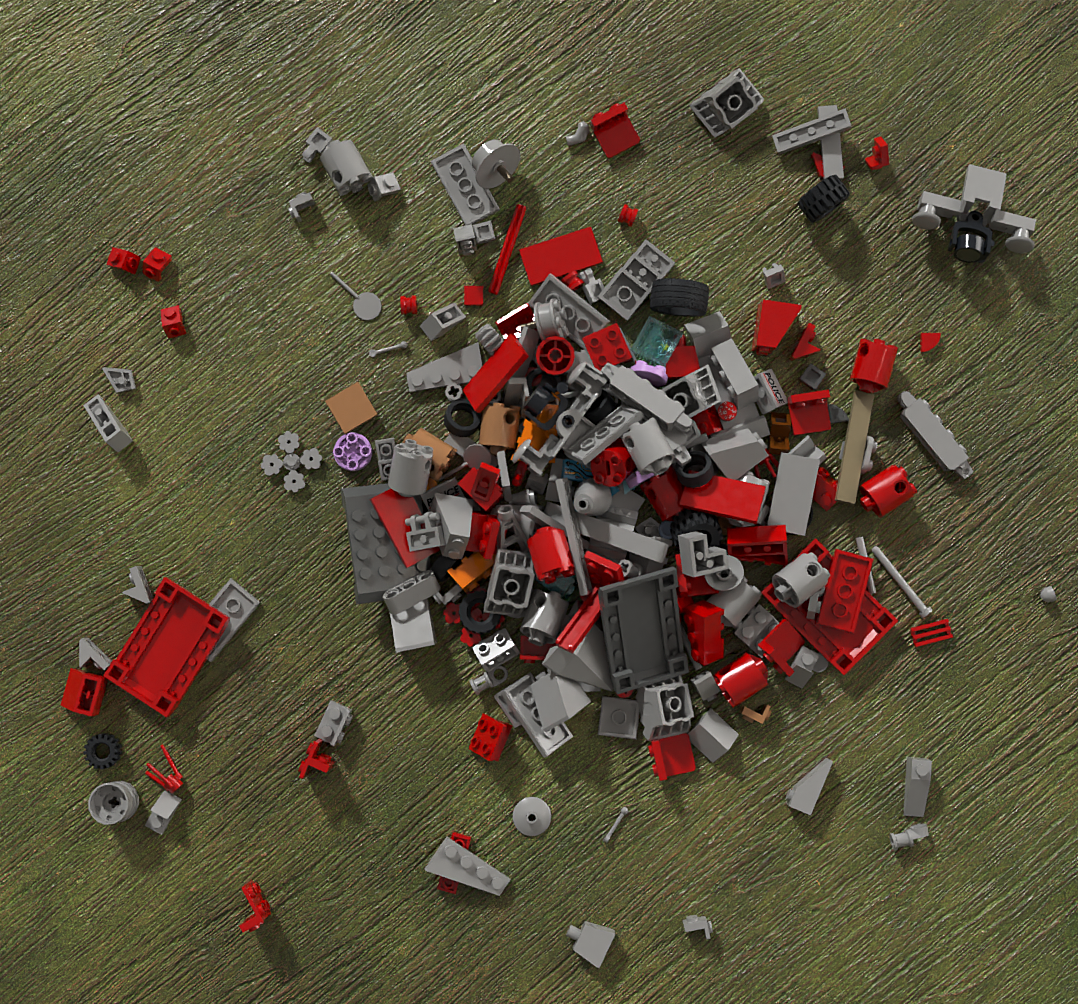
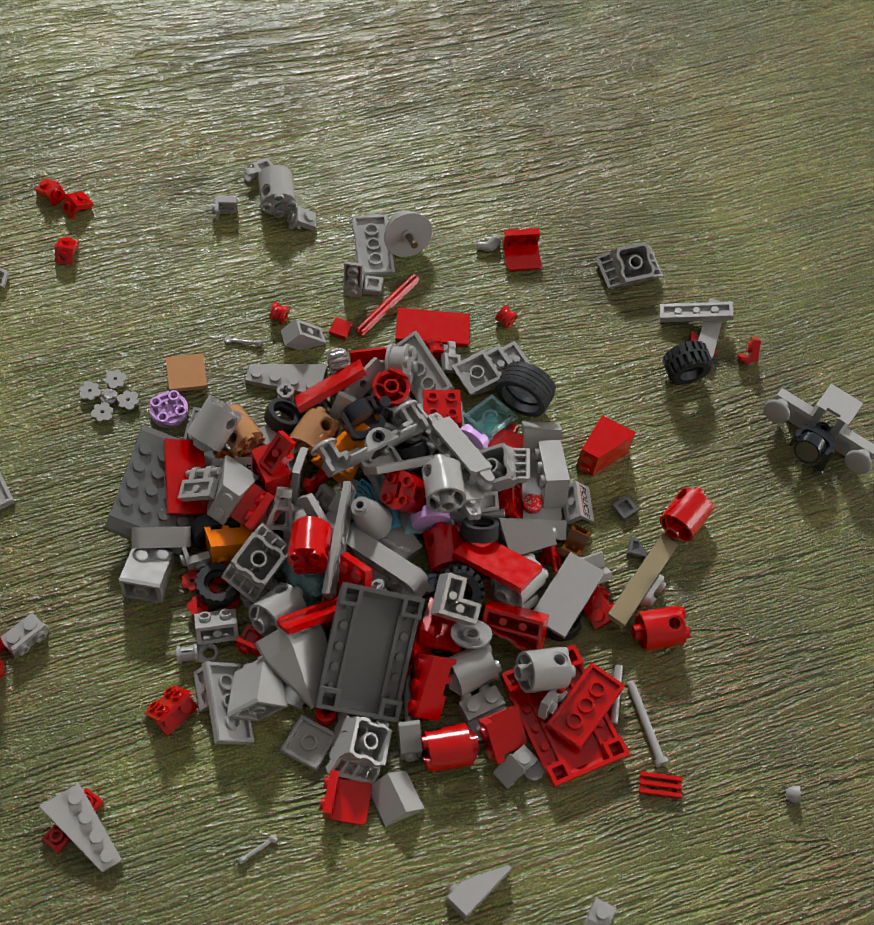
camera: 10 degrees right, 25 degrees down
(366, 305) = (240, 302): light grey piece -> none
(529, 806) = (177, 816): light grey dish -> none
(751, 715) = (446, 792): medium nougat bracket -> none
(774, 276) = (620, 411): light grey tile -> none
(803, 348) = (626, 479): red slope -> none
(809, 412) = (611, 533): red bracket -> none
(928, 341) = (747, 519): red tile -> none
(933, 435) = (724, 600): light grey hinge -> none

